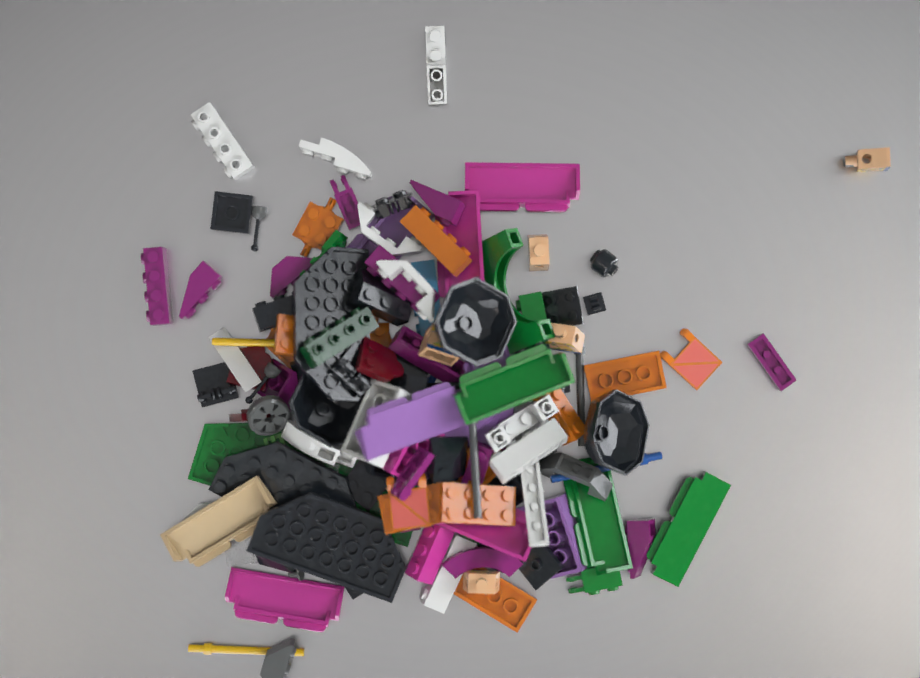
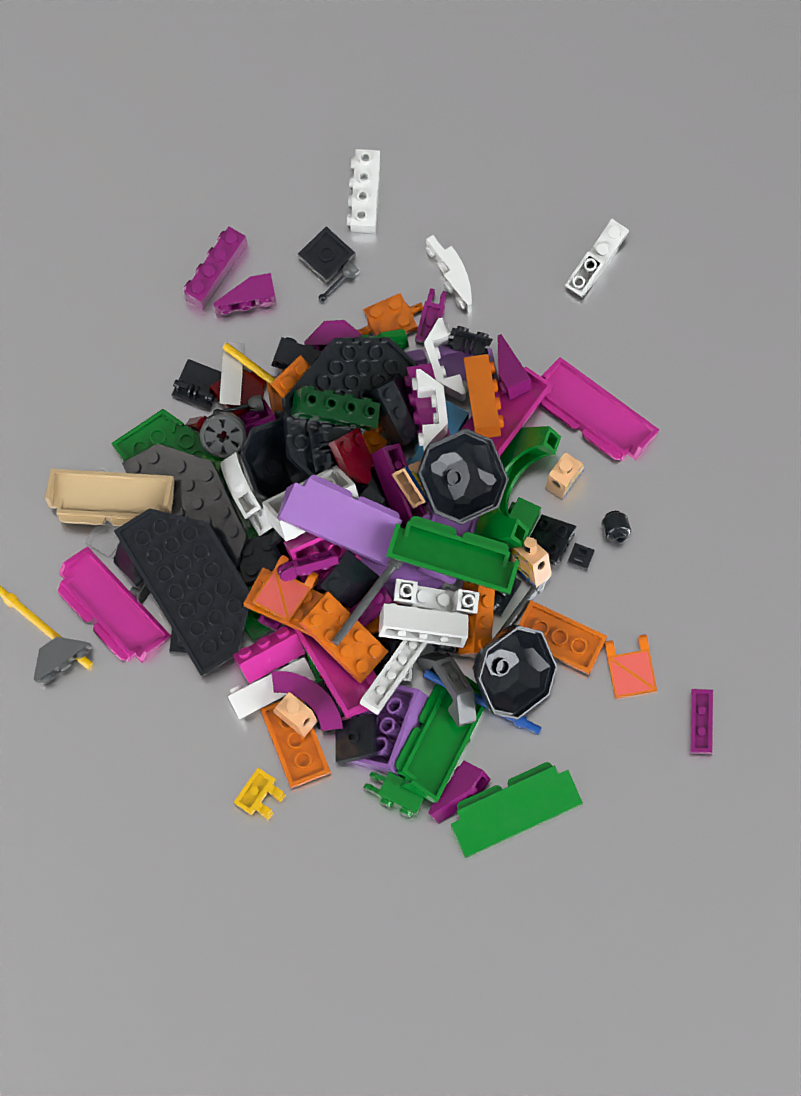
camera: 40 degrees right, 15 degrees down
(494, 653) = (255, 791): none -> yellow plate

